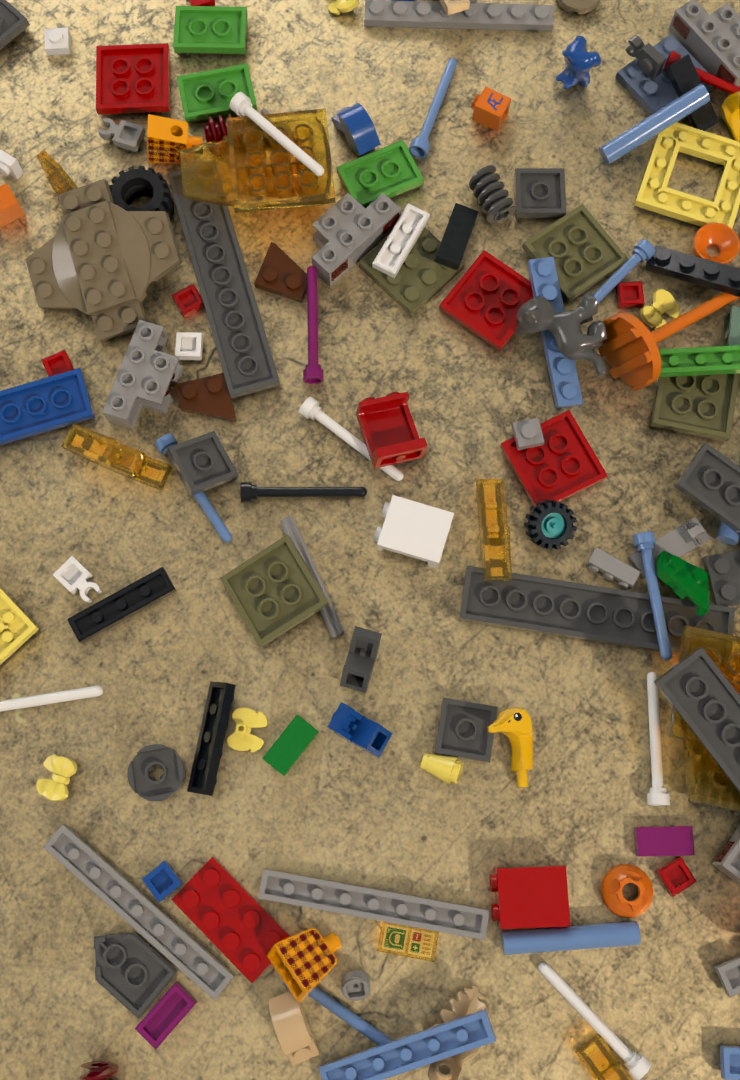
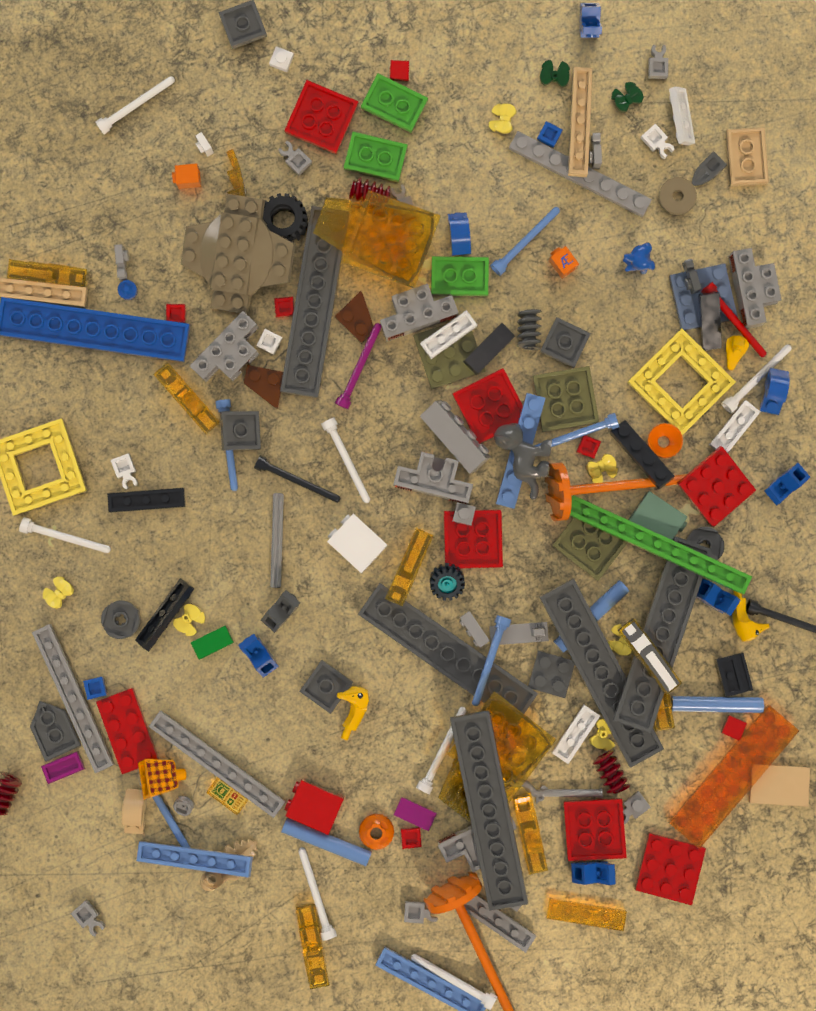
camera: 25 degrees right, 10 degrees up
(167, 138) = (317, 182): light orange torso -> none
(242, 106) = (383, 187): white piece -> none
(274, 591) = (247, 539): olive plate -> none
(389, 430) = (374, 466): red panel -> none
(442, 767) = (300, 702): light yellow cone -> none
(469, 348) = (455, 436): none -> light grey brick
(470, 410) = (434, 478): none -> light grey piece
(654, 124) = (670, 331): medium blue piece -> none
(684, 580) = (515, 660): green wing -> none

